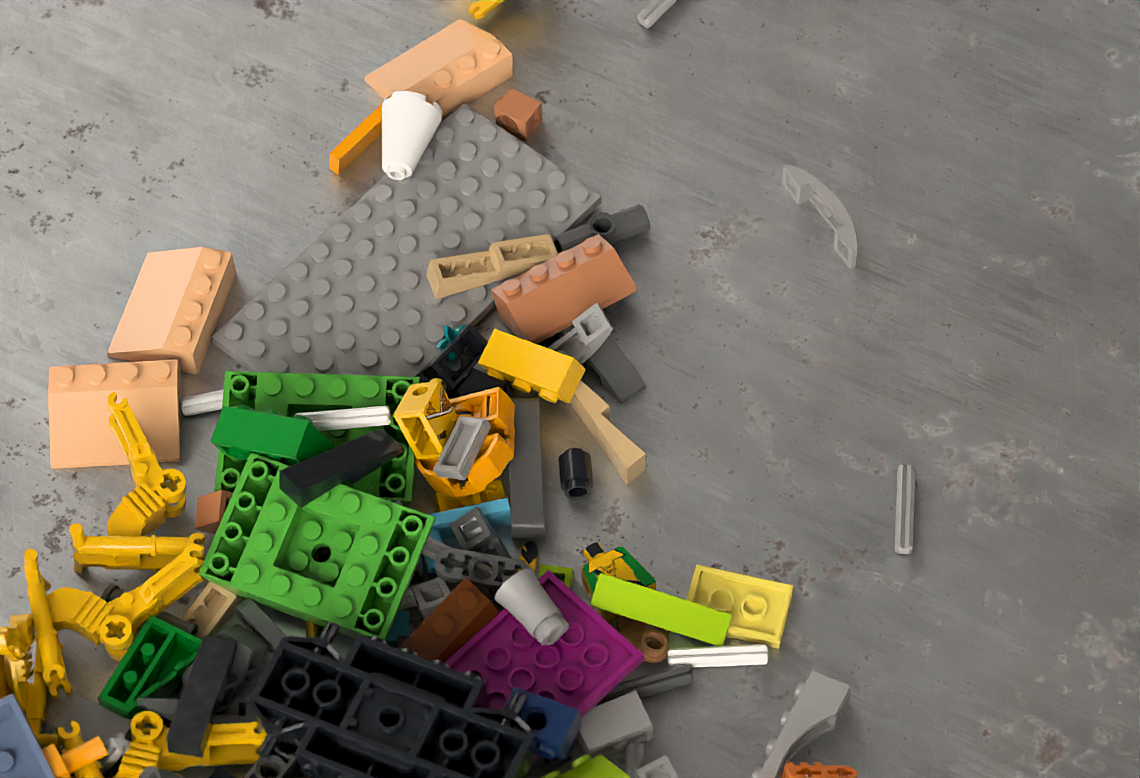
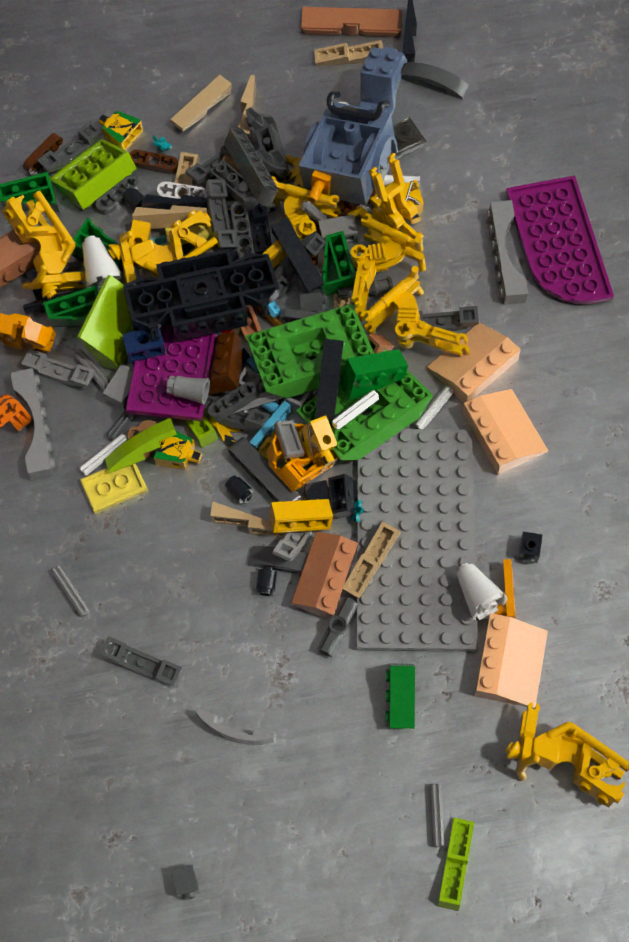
camera: 140 degrees right, 10 degrees up
(79, 485) = (452, 320): none -> dark grey slope
(291, 161) = (530, 547): none -> black brick
(518, 114) = (445, 665): nougat brick -> none
(594, 116) = (400, 696): none -> green wedge
(642, 341) = (266, 581): none -> black brick
(875, 357) = (140, 662): none -> dark grey slope
(1007, 108) = (185, 882): none -> dark grey brick

